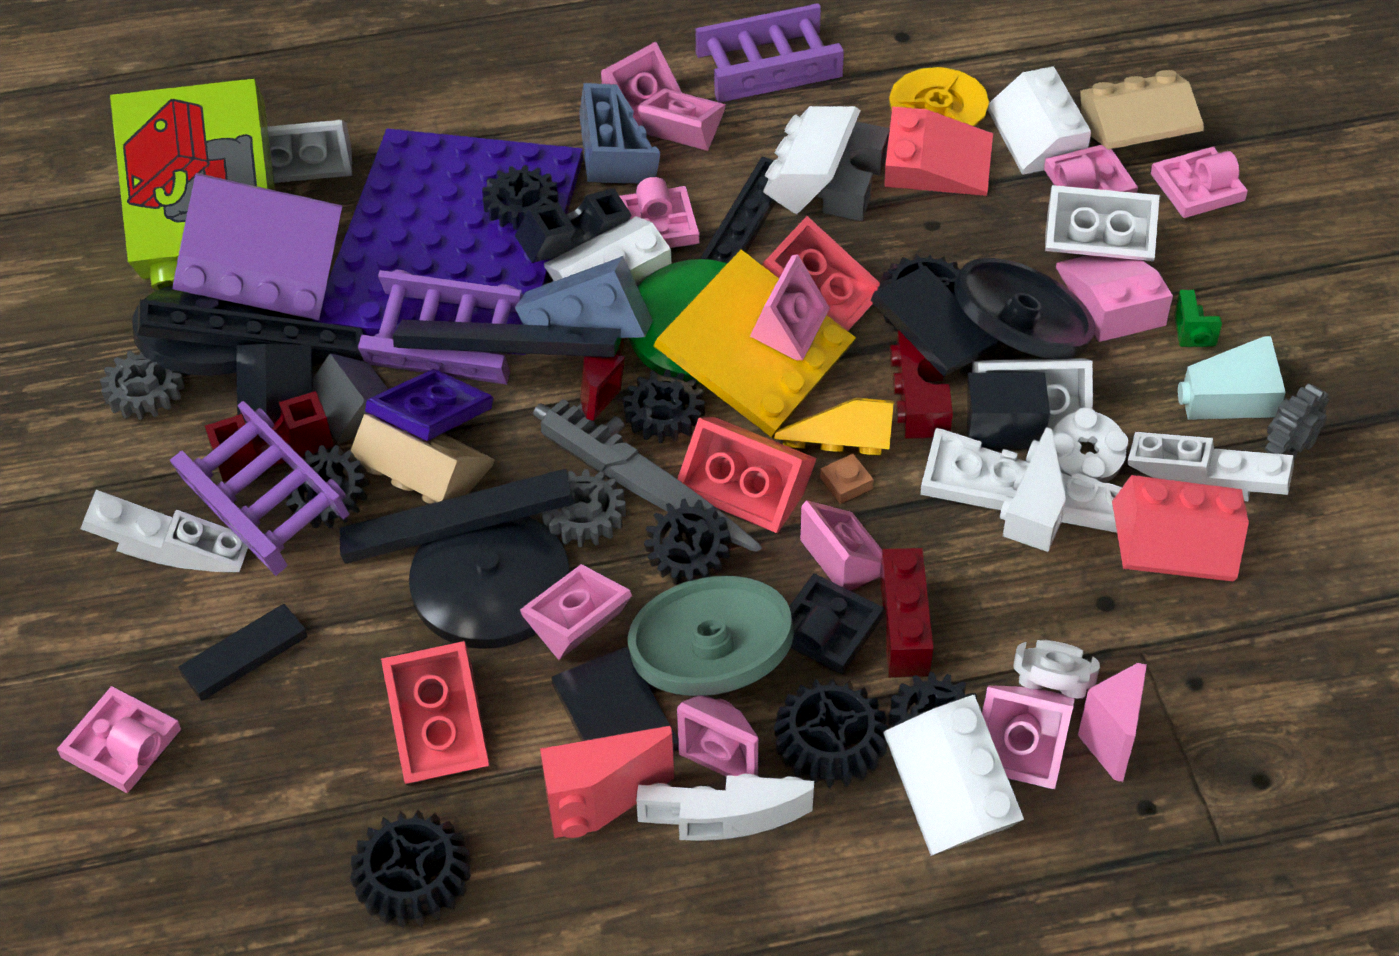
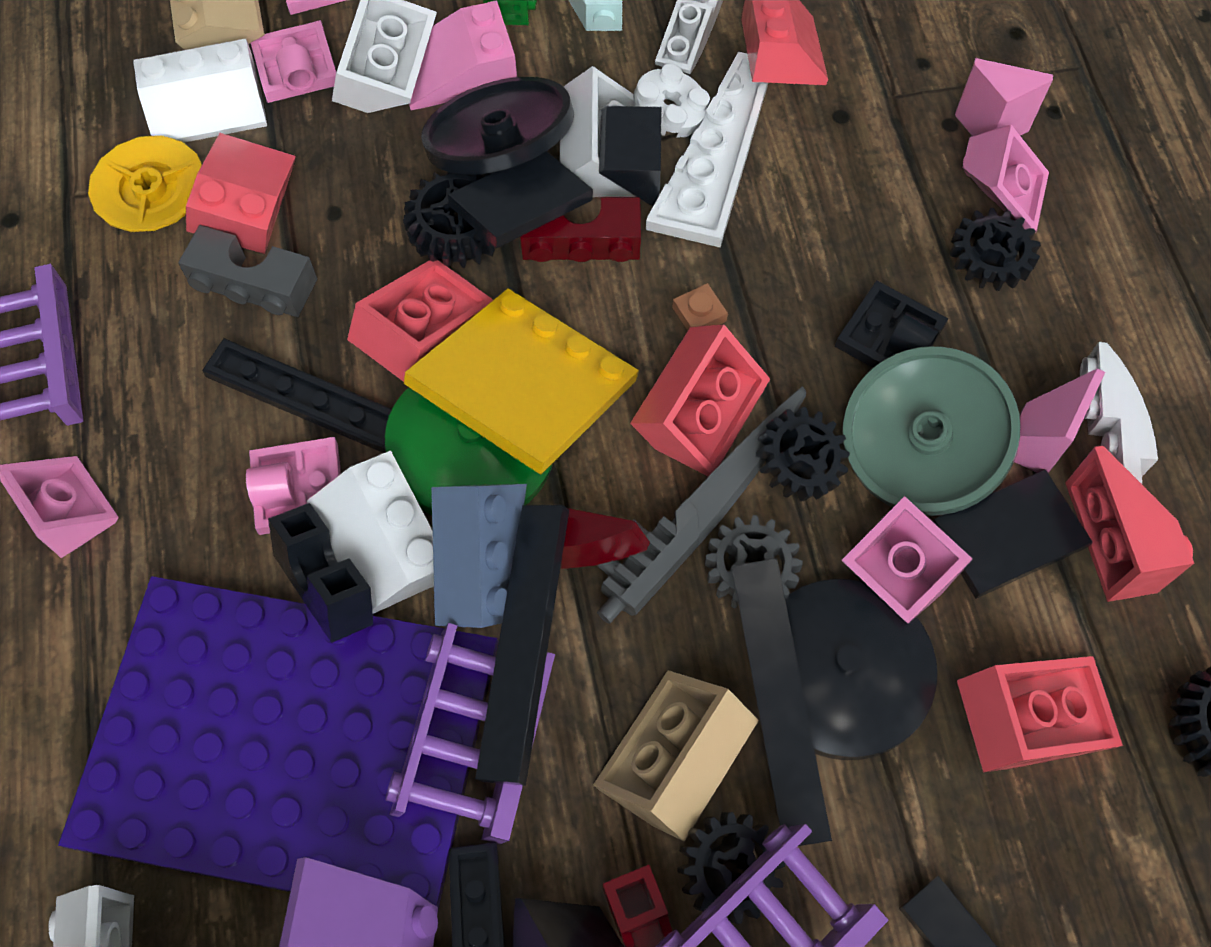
camera: 90 degrees left, 15 degrees up
(343, 393) = (571, 850): dark grey slope -> none
(429, 404) = (608, 742): dark purple tile -> none
(515, 193) = (269, 654): black gear -> none
(612, 139) = (146, 536): sand blue wedge -> none
(664, 406) = (606, 461): black gear -> none
(681, 118) = (120, 450): bright pink slope -> none
(792, 312) = (498, 335): bright pink slope -> none
(809, 155) = (231, 302): white slope -> none
(814, 746) = (1017, 346): black gear -> none
(840, 545) = (798, 314): bright pink slope -> none
(851, 423) = (643, 300): yellow slope -> none
(907, 612) = (850, 258): dark red arch -> none
(953, 775) = (1075, 227): white slope -> none
(1039, 497) = (751, 133): white slope -> none
(1056, 667) = (951, 160): white plate -> none

